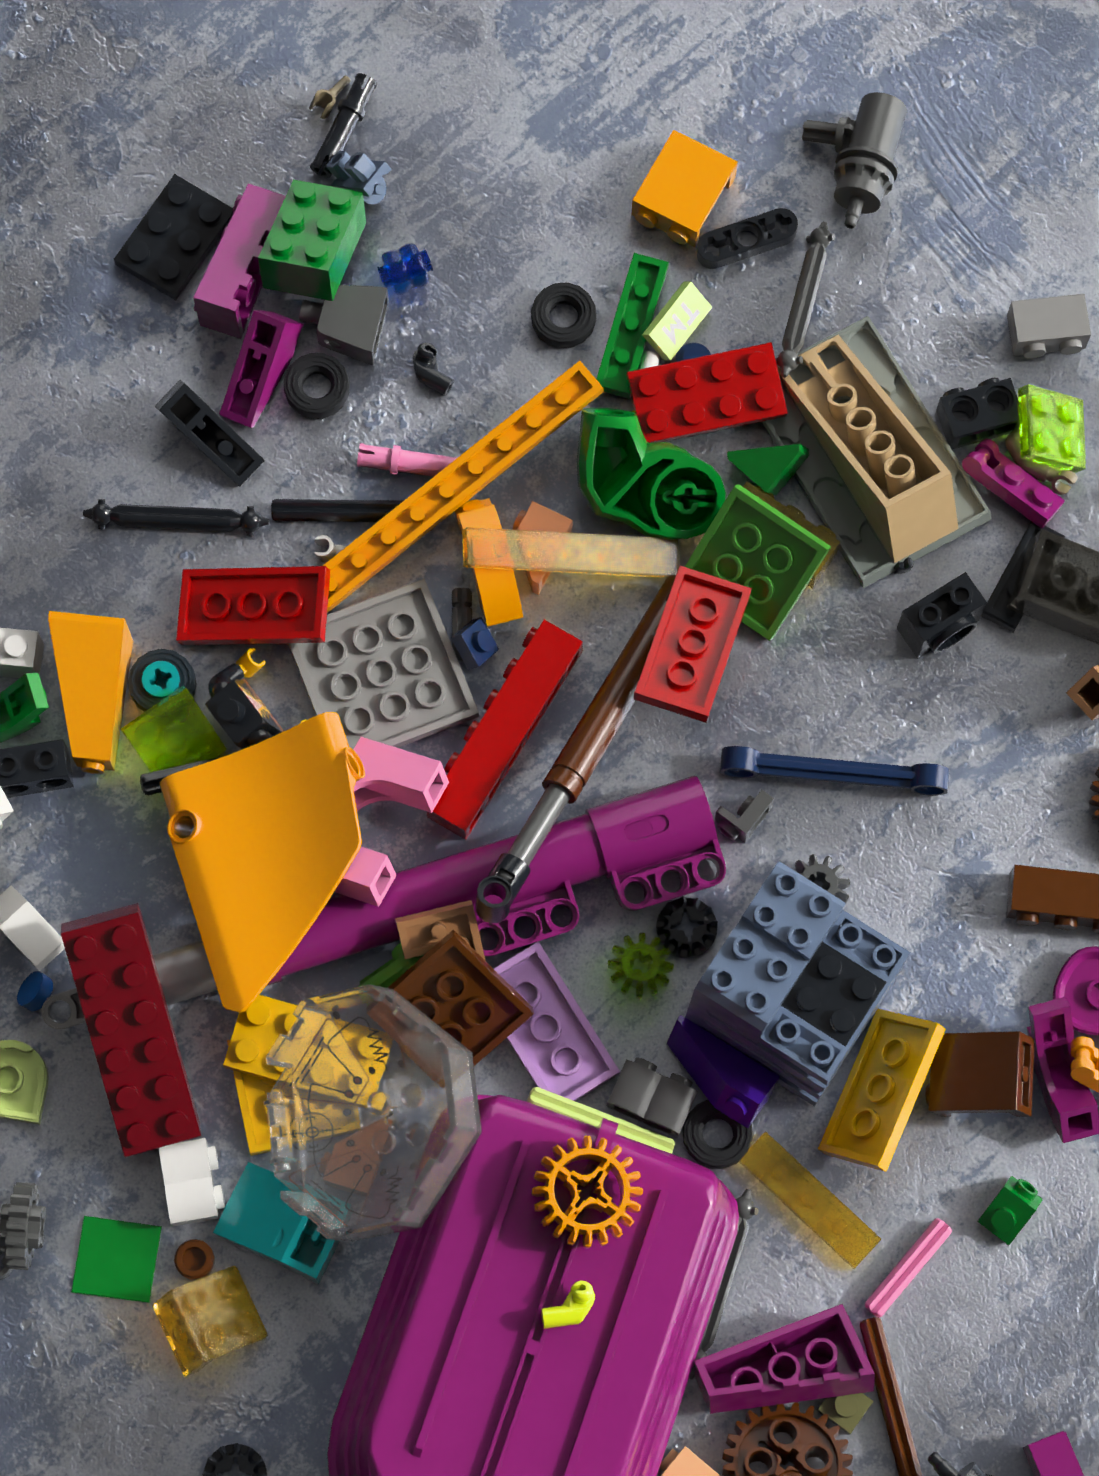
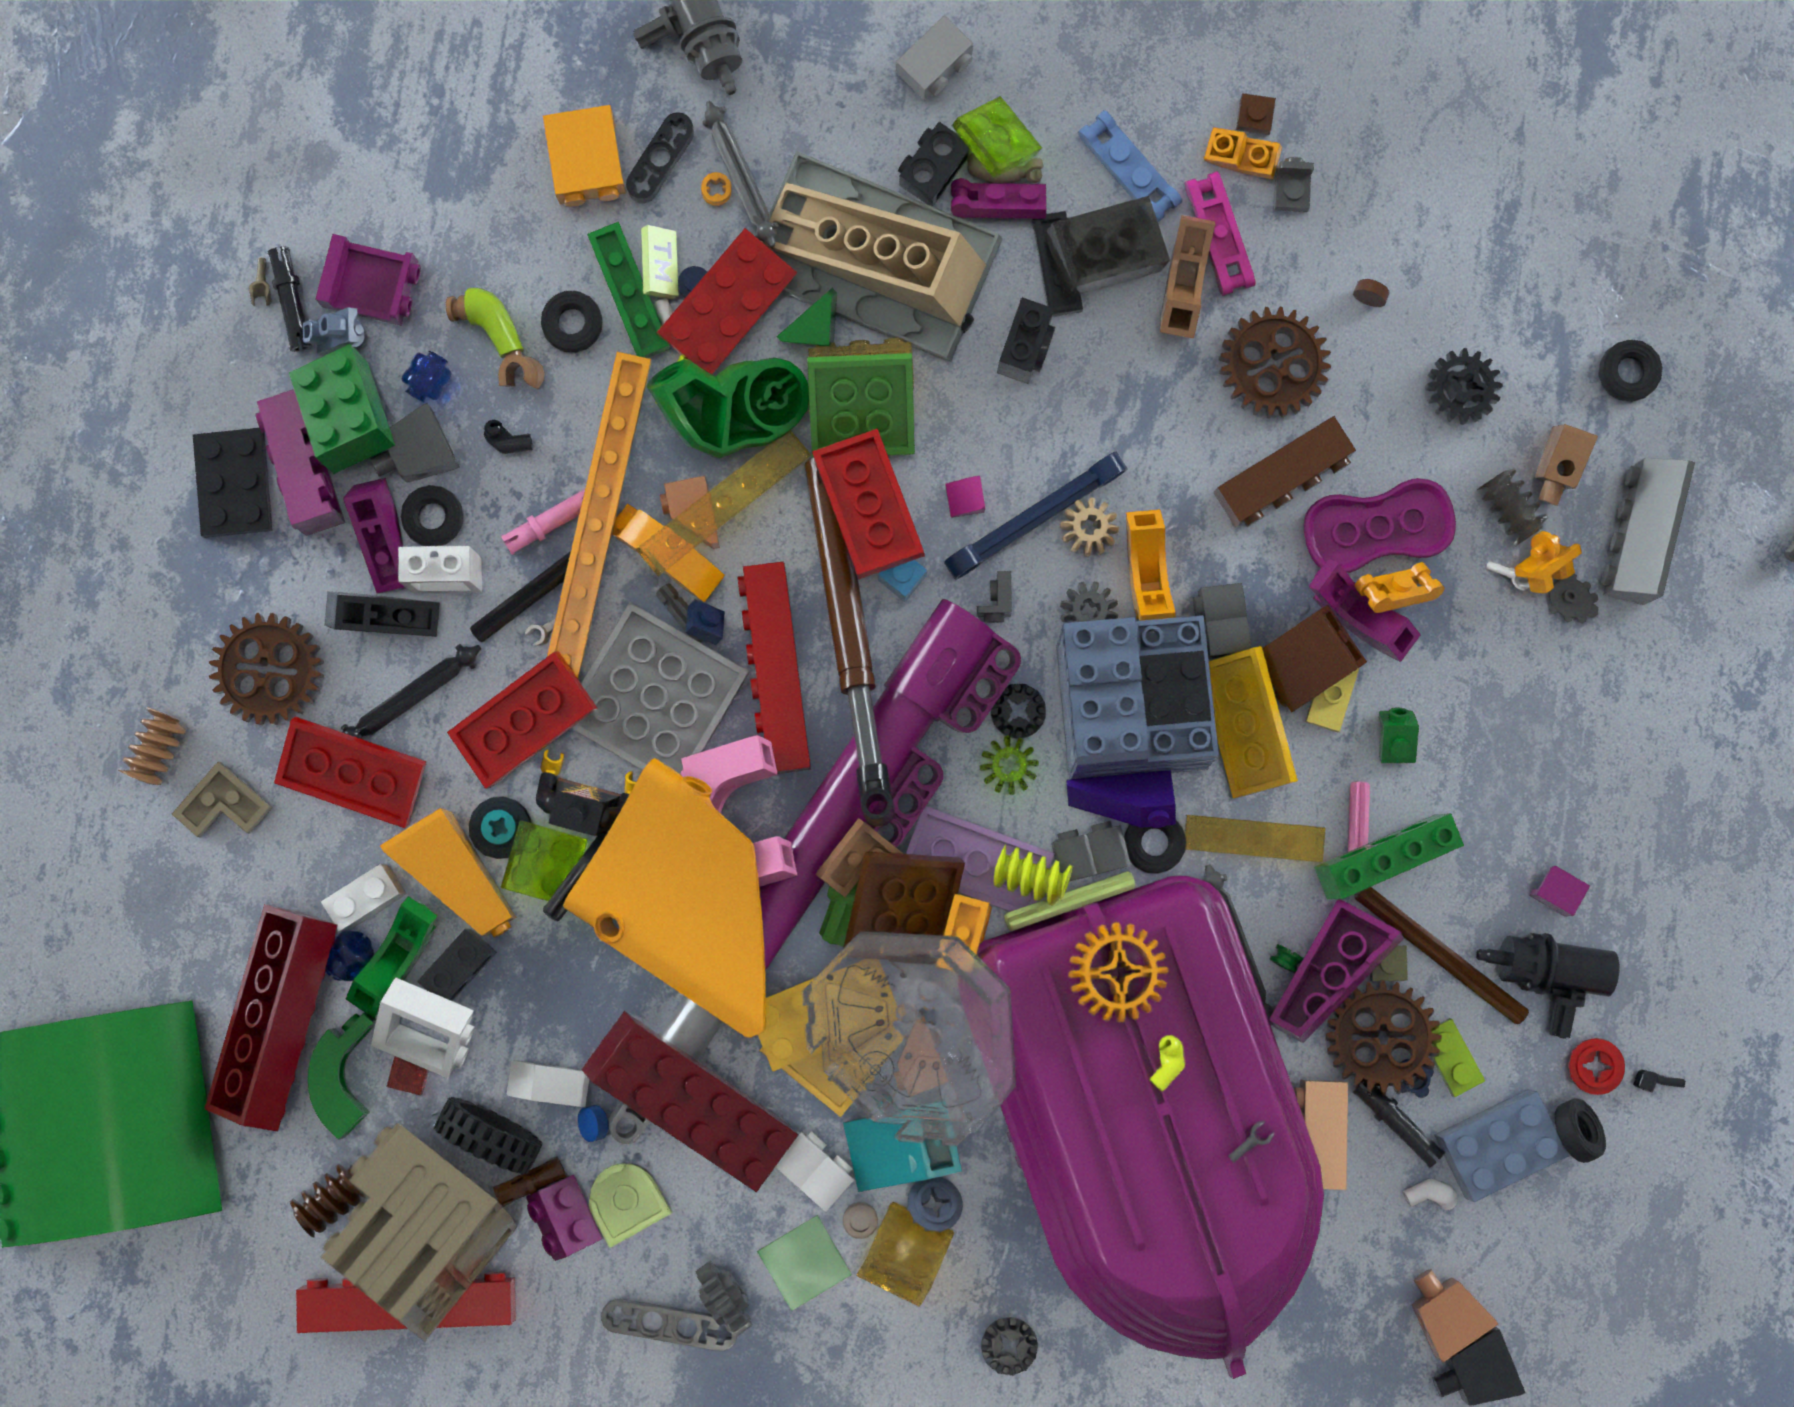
camera: 40 degrees left, 10 degrees up
(52, 427) = (262, 698): none -> reddish brown gear
(75, 539) = (349, 772): none -> red plate
(286, 1292) = (943, 1192): none -> sand blue gear
(292, 436) = (453, 571): none -> white window
(420, 157) = (368, 280): none -> magenta panel
(498, 1063) = (968, 920): none -> light orange panel
(499, 257) = (488, 312): none -> piece
(581, 1071) = (1031, 876): none -> neon yellow piece
(588, 1438) = (1250, 1142): none -> dark grey hand
(676, 735) = (903, 578): none -> dark azure brick
(753, 1324) = (1285, 959): none -> green bush
(780, 289) = (717, 199): none -> light orange bush
(785, 710) = (965, 497): none -> dark pink slope
(868, 804) = (1079, 519): none -> tan gear
(903, 883) = (1148, 565): none -> light orange arch
(918, 1304) = (1389, 856): none -> green brick
(932, 984) = (1223, 619): none -> dark grey brick
(975, 1132) = (1330, 706): none -> light yellow plate

